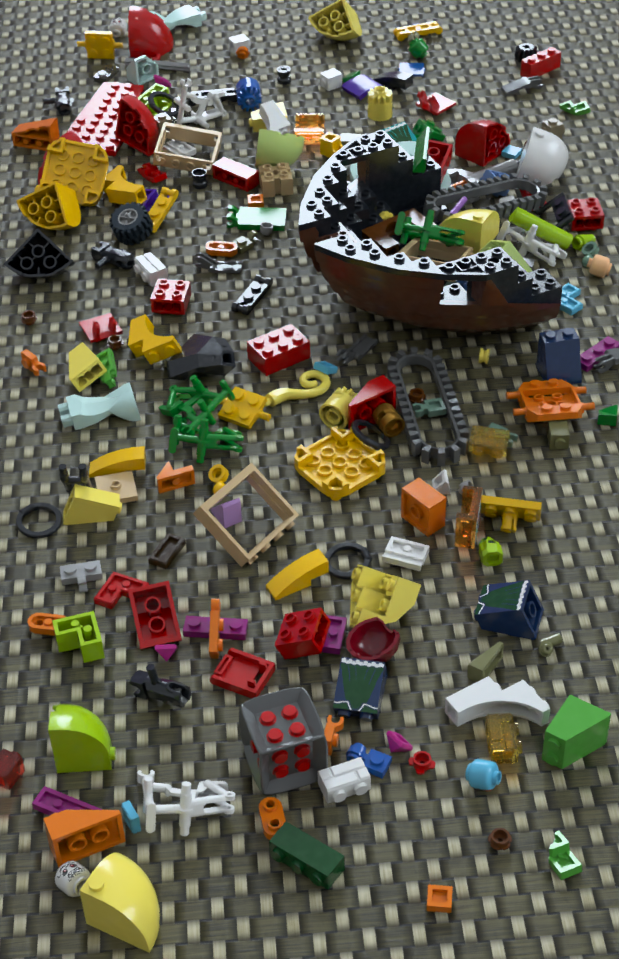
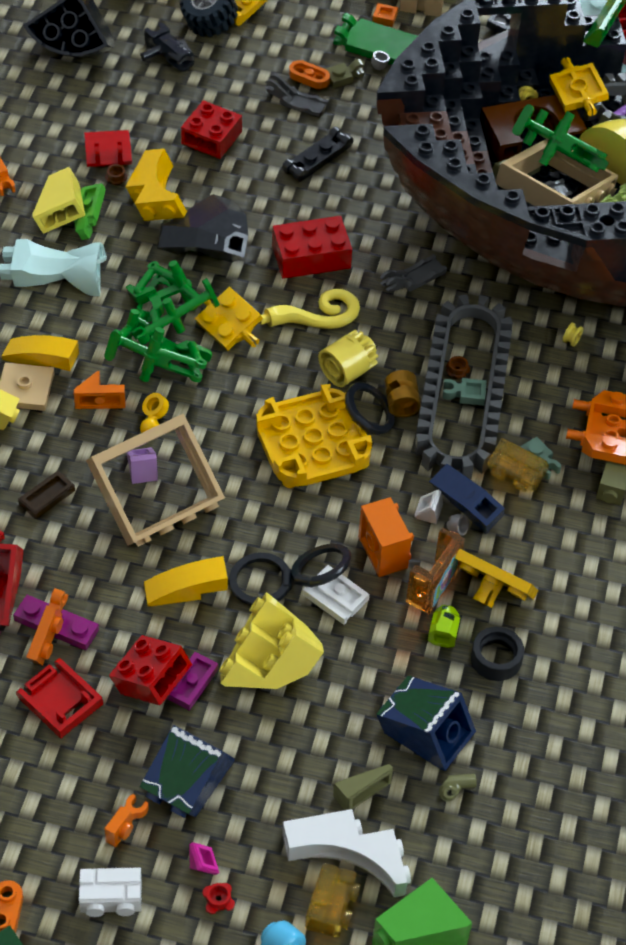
camera: 15 degrees right, 10 degrees up
(28, 317) = (27, 108): reddish brown plate -> none
(150, 268) = (205, 80): white brick -> none
(283, 740) = (51, 815): dark grey piece -> none
(325, 367) = (360, 290): medium azure tile -> none
(372, 395) = (394, 353): red slope -> none
(372, 641) = (229, 711): dark red cylinder -> none
(375, 761) = (161, 876): blue plate -> none
(393, 544) = (312, 581): none -> black piece
(421, 199) = (578, 87): none -> yellow plate
(467, 467) = (468, 498): none -> dark blue slope
(534, 568) = (502, 636): none -> black tyre

